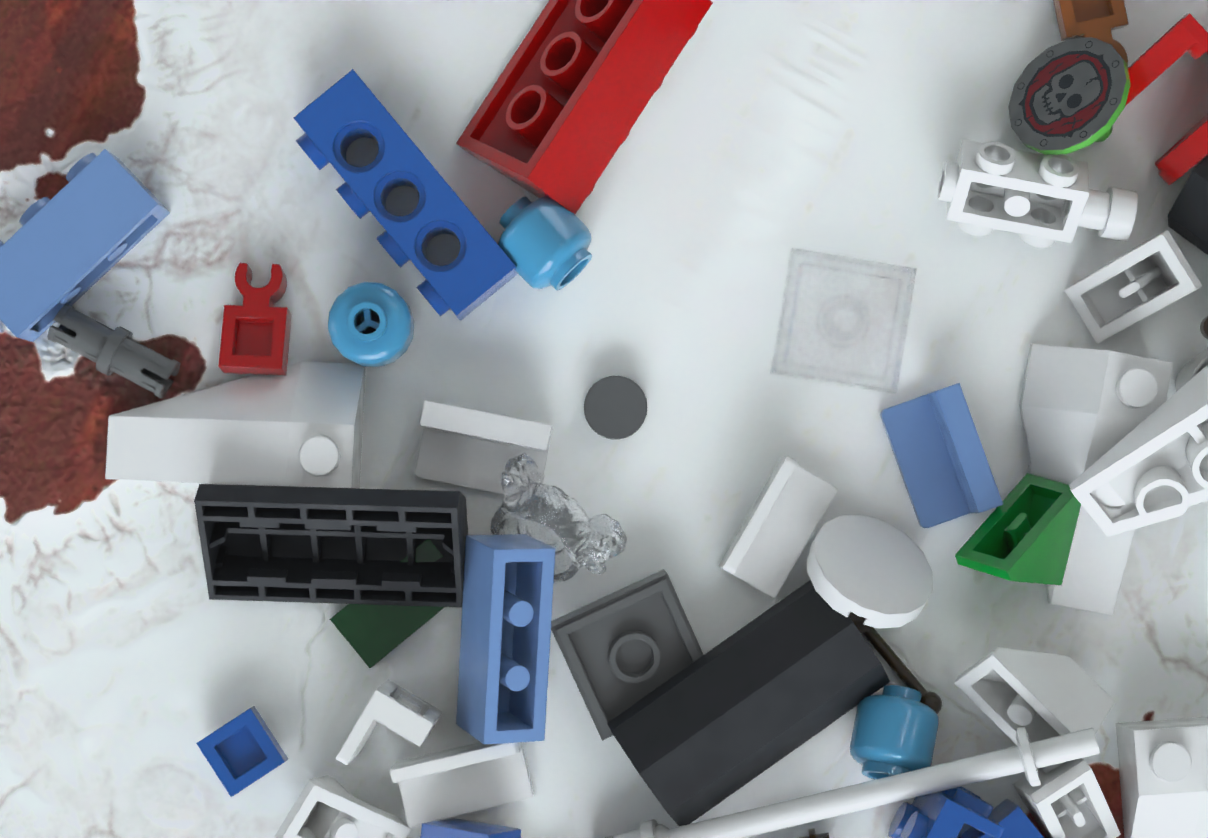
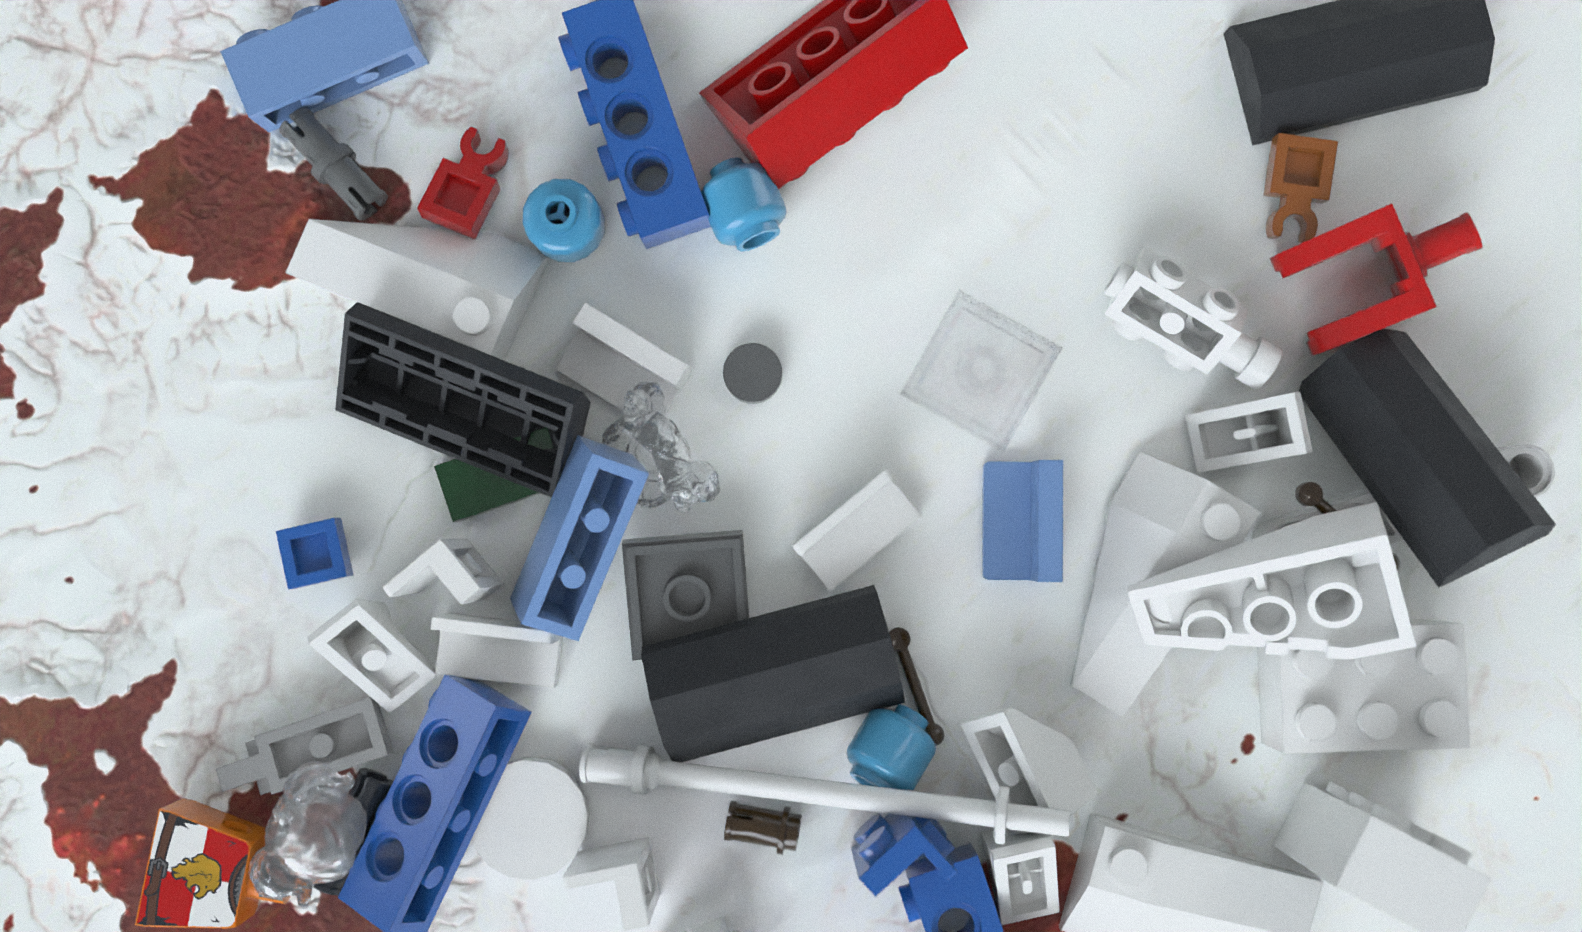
camera: 25 degrees right, 0 degrees up
(869, 571) = (922, 598): white tile -> none
(1026, 535) = (1073, 616): green slope -> none
(1069, 96) = (1255, 243): shield -> none

